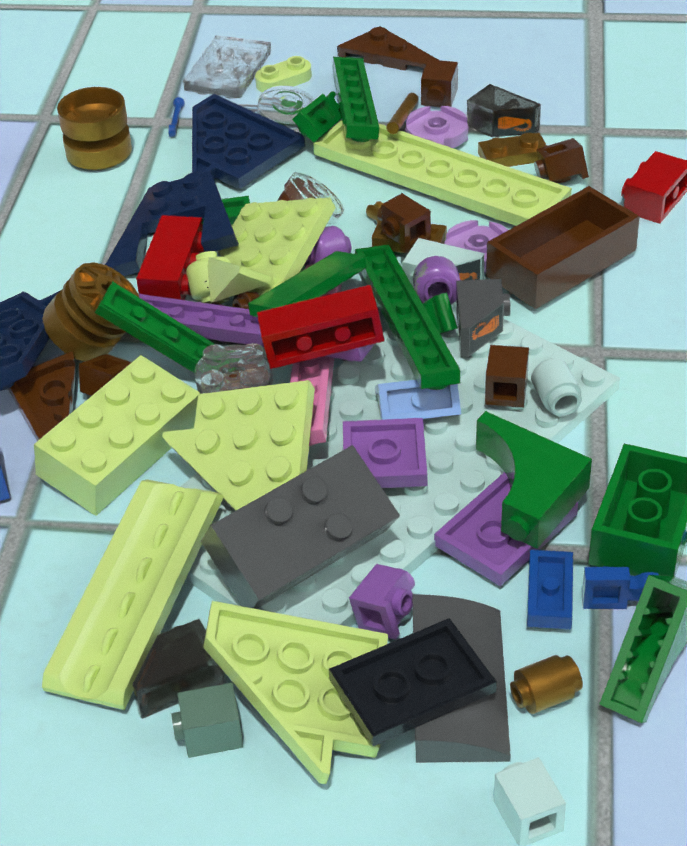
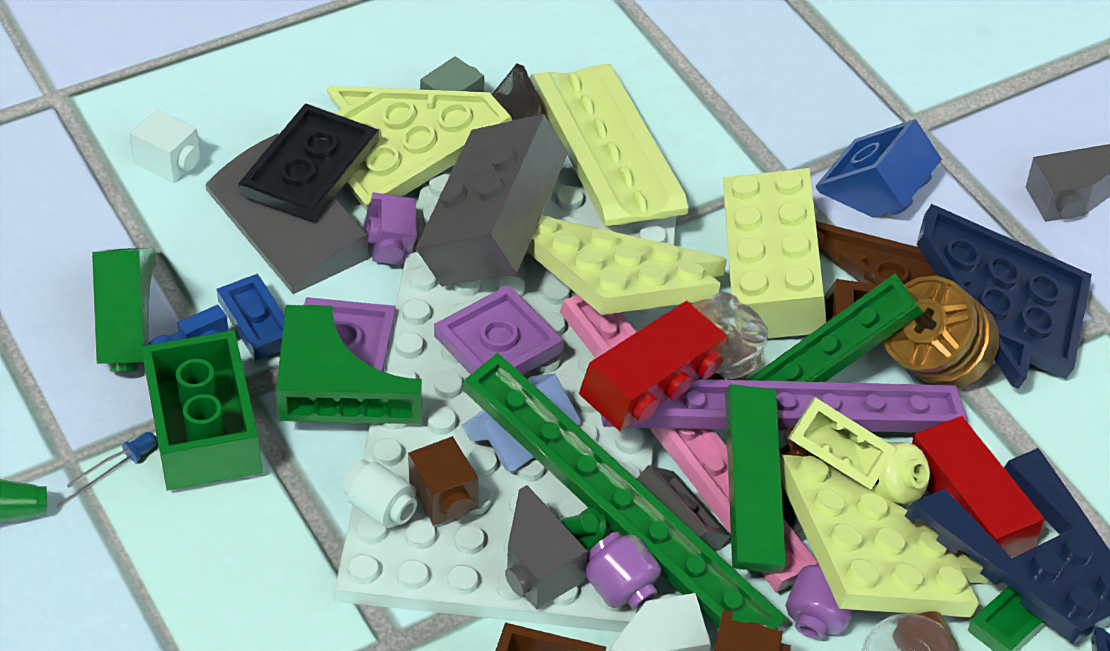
camera: 140 degrees right, 5 degrees up
(546, 683) = (206, 232): pearl gold brick -> none

